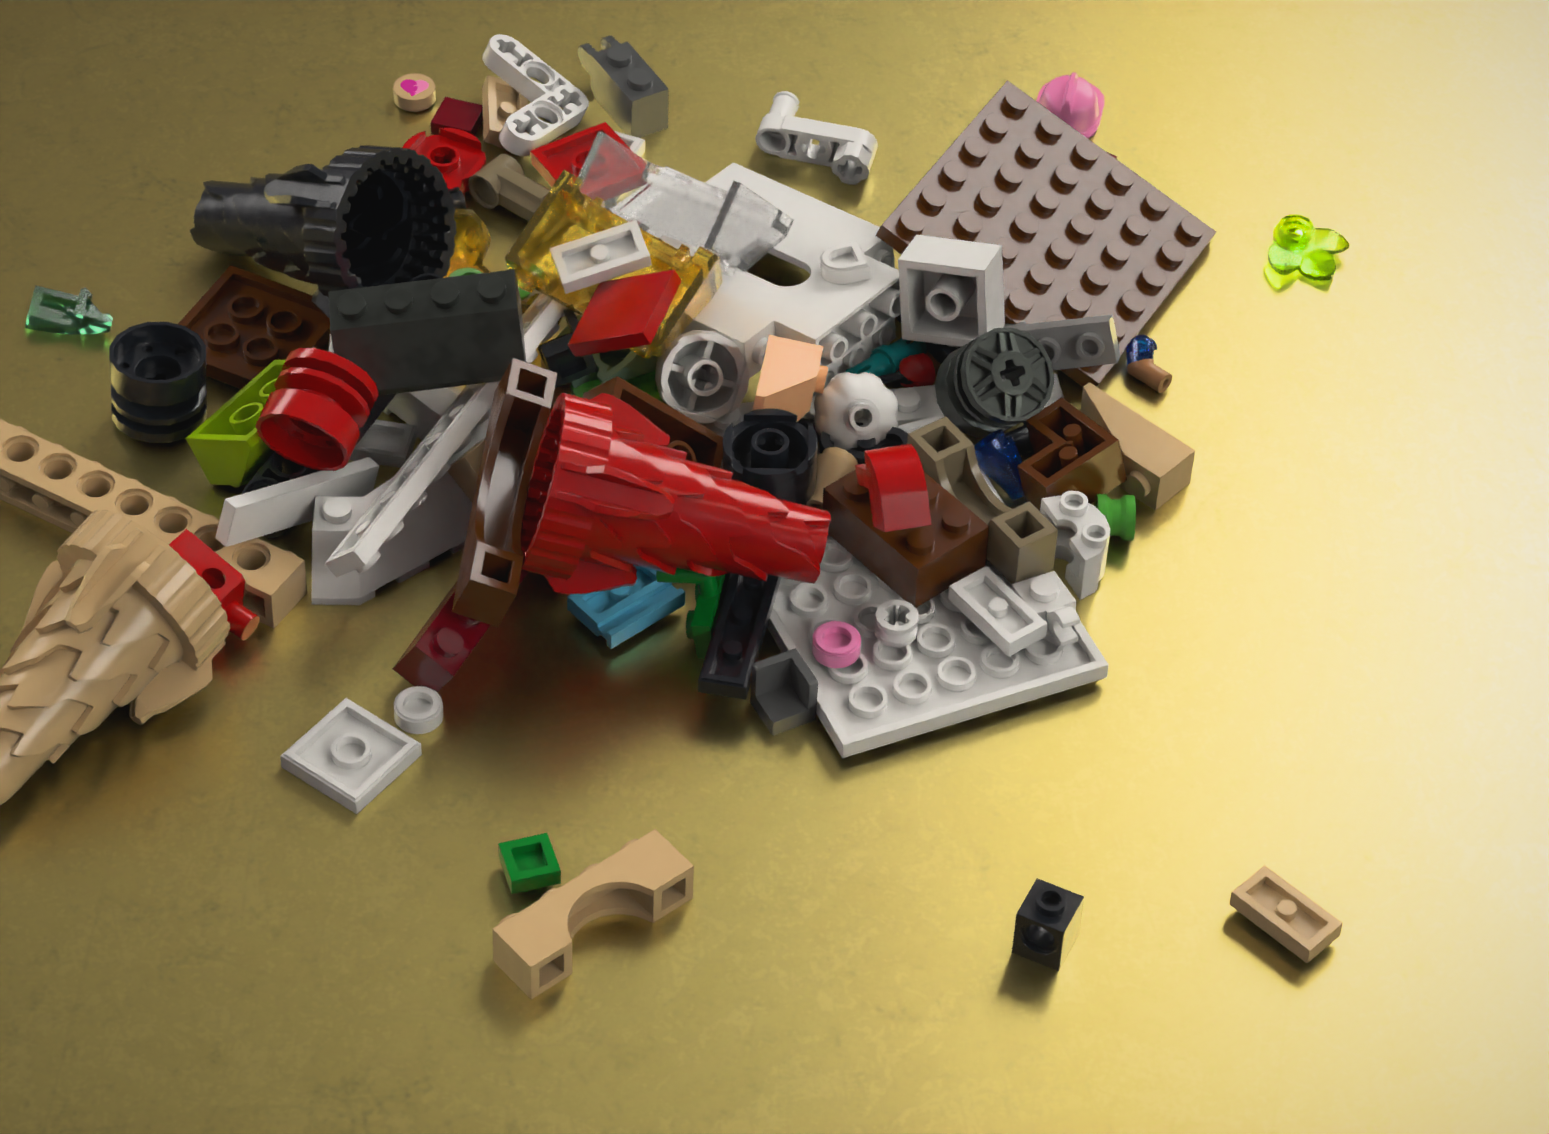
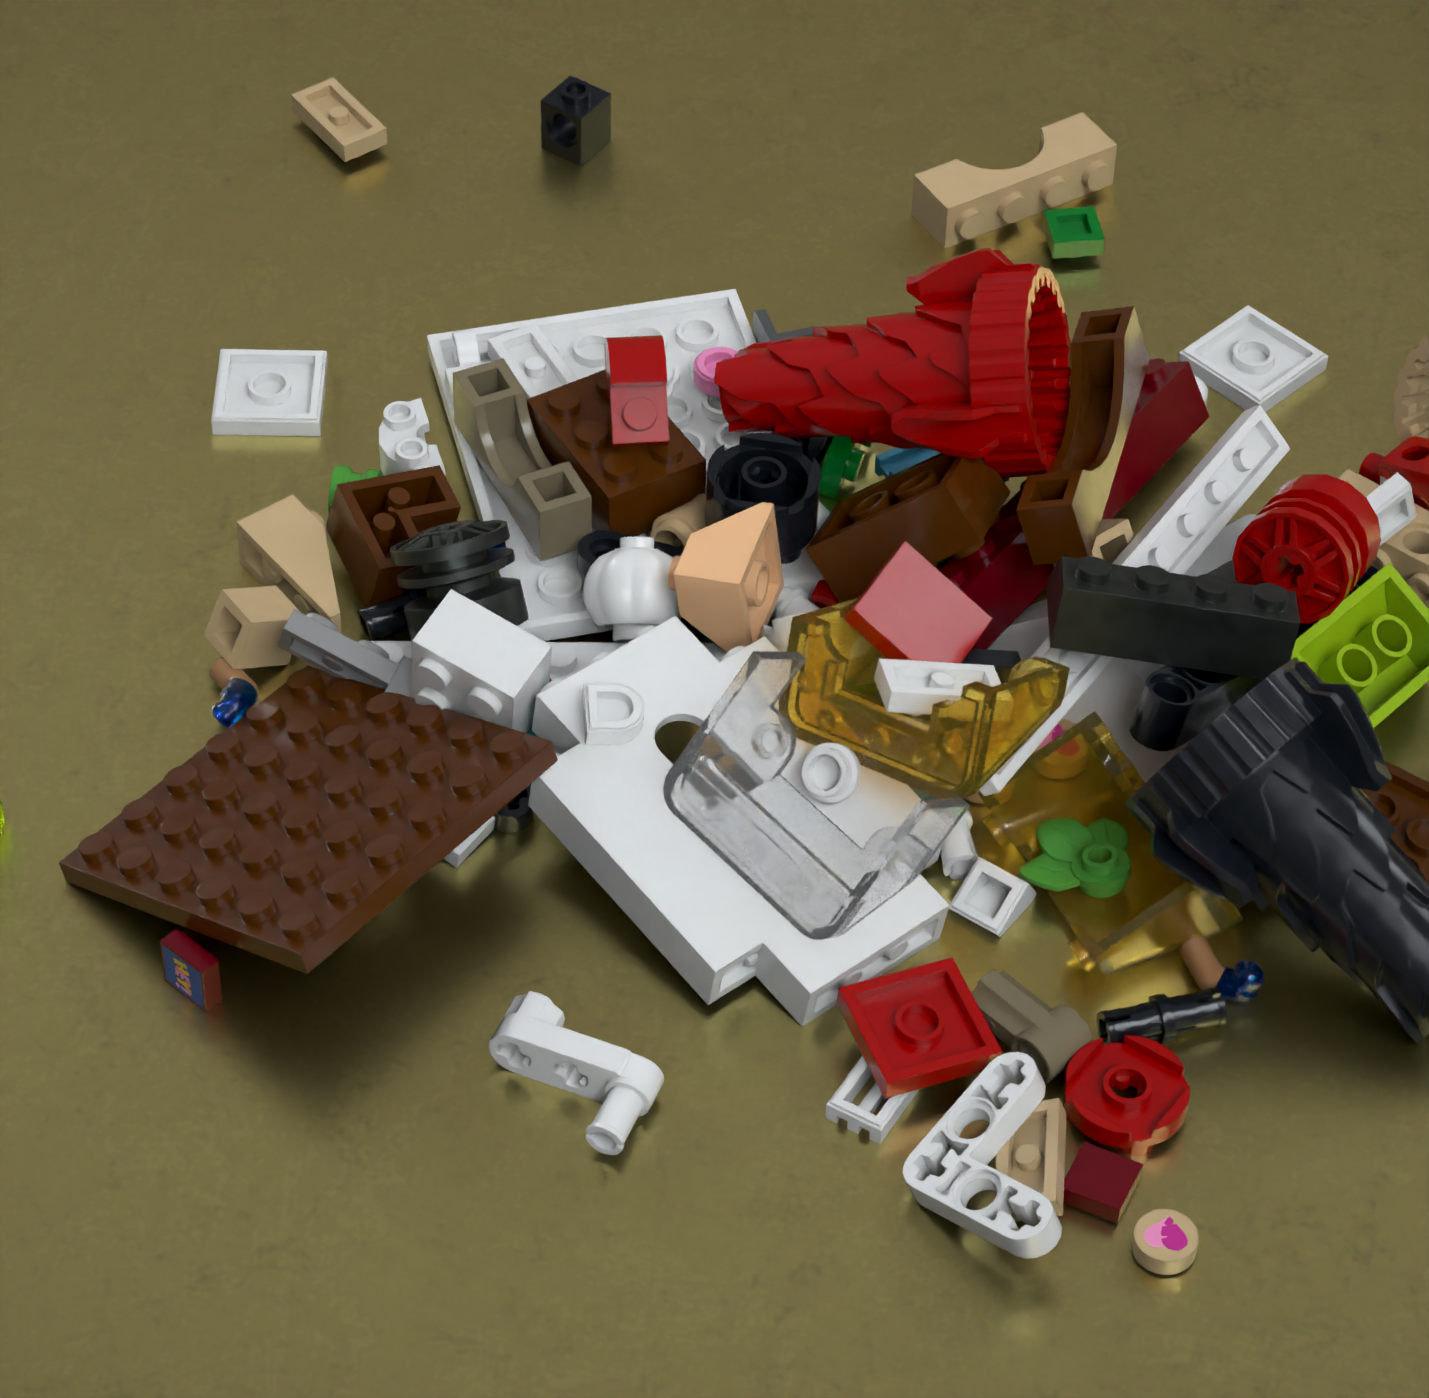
camera: 170 degrees left, 0 degrees up
(626, 87) = (844, 1177): dark grey hinge -> none
(1074, 102) = (174, 1114): bright pink piece -> none
(1148, 385) = (249, 626): none -> tan brick
(1228, 623) = (269, 392): none -> white tile

